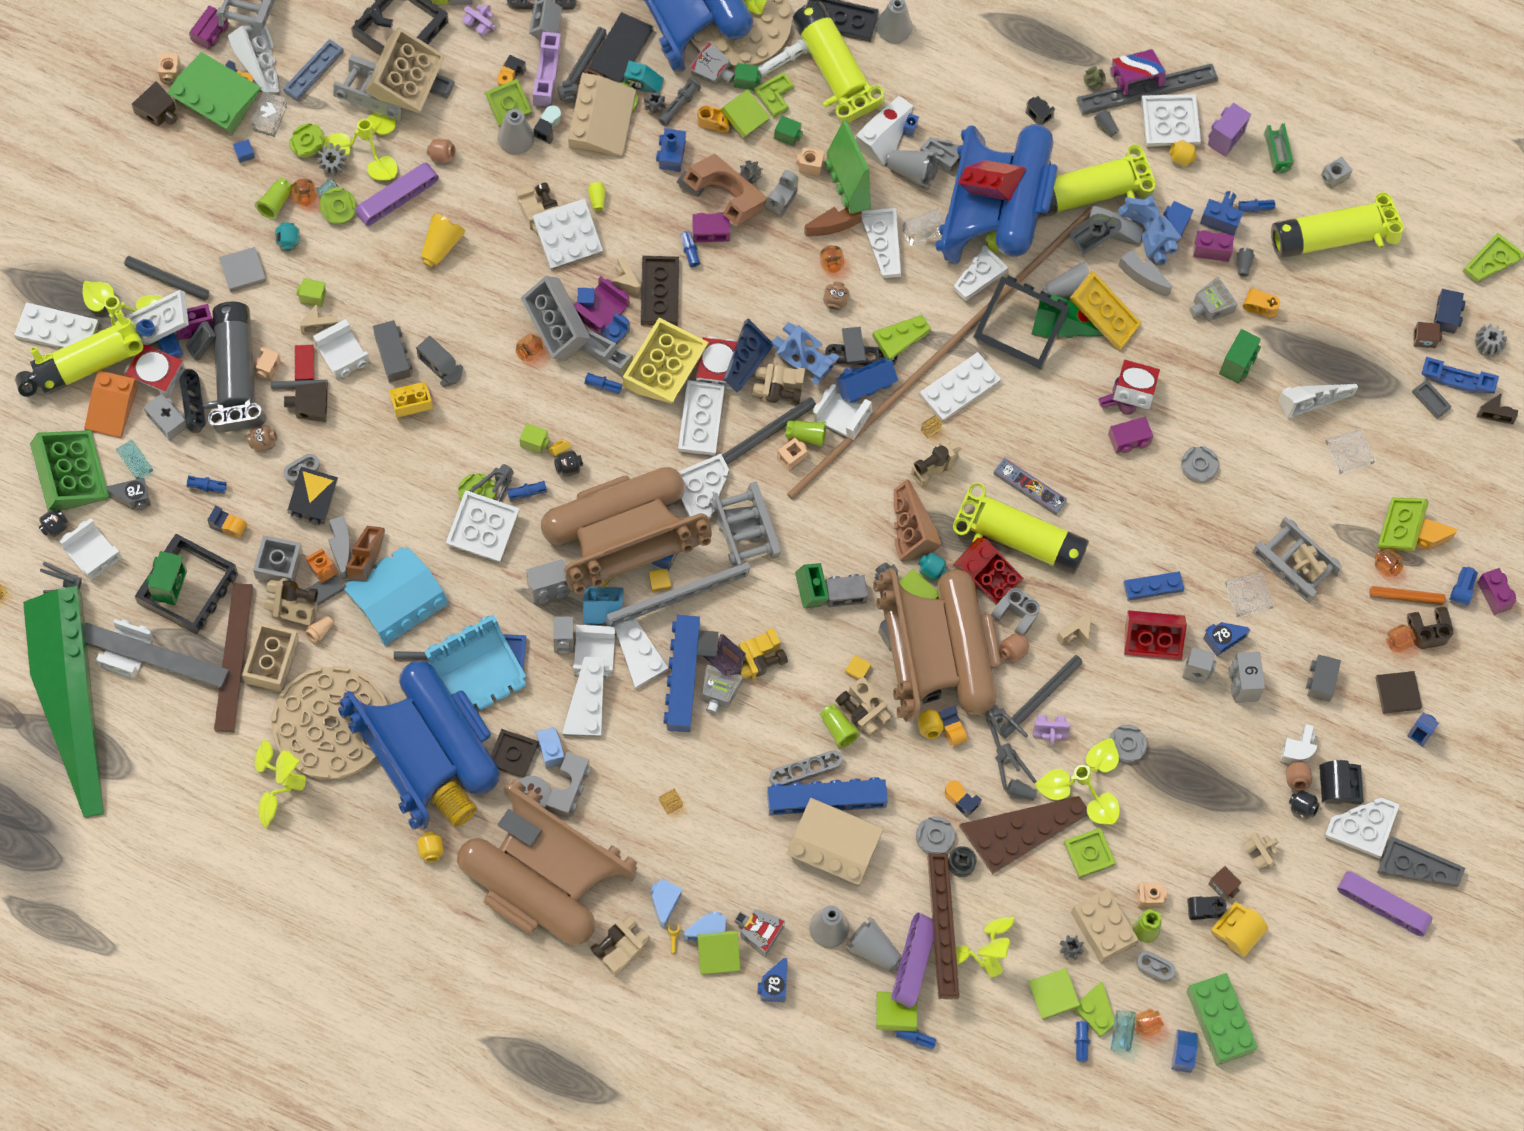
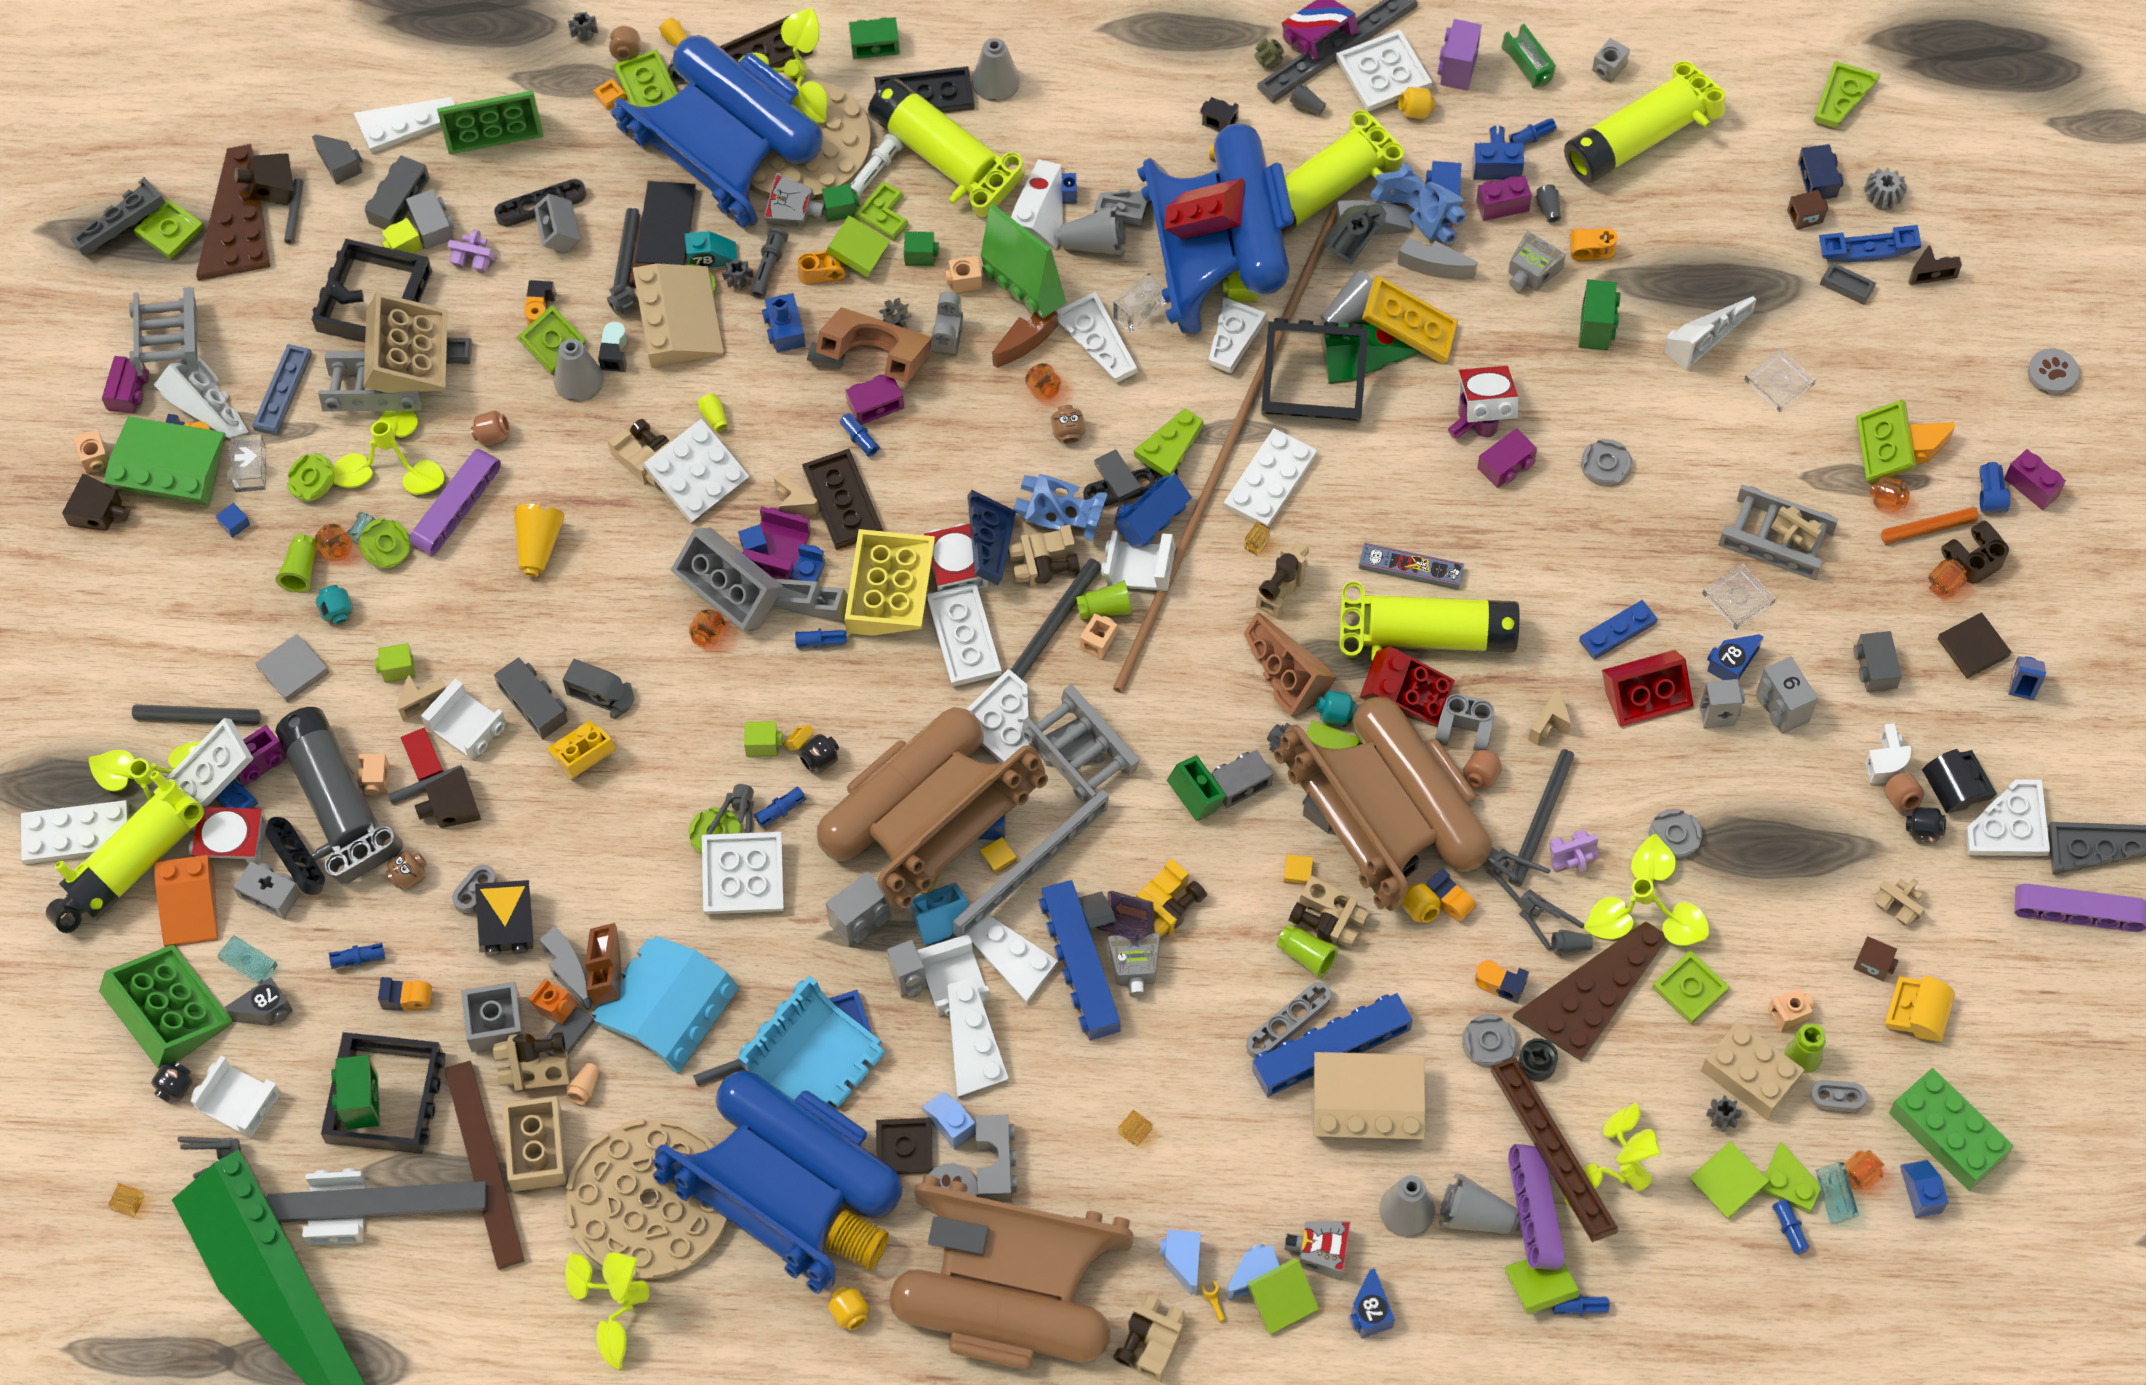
camera: 15 degrees left, 5 degrees down
(145, 328) = (196, 784): blue plate -> none
(200, 340) = (275, 775): dark grey tile -> none
(328, 165) = (349, 496): light grey gear -> none
(547, 69) = (584, 281): lavender arch -> none
(1202, 907) = (1862, 999): black piece -> none

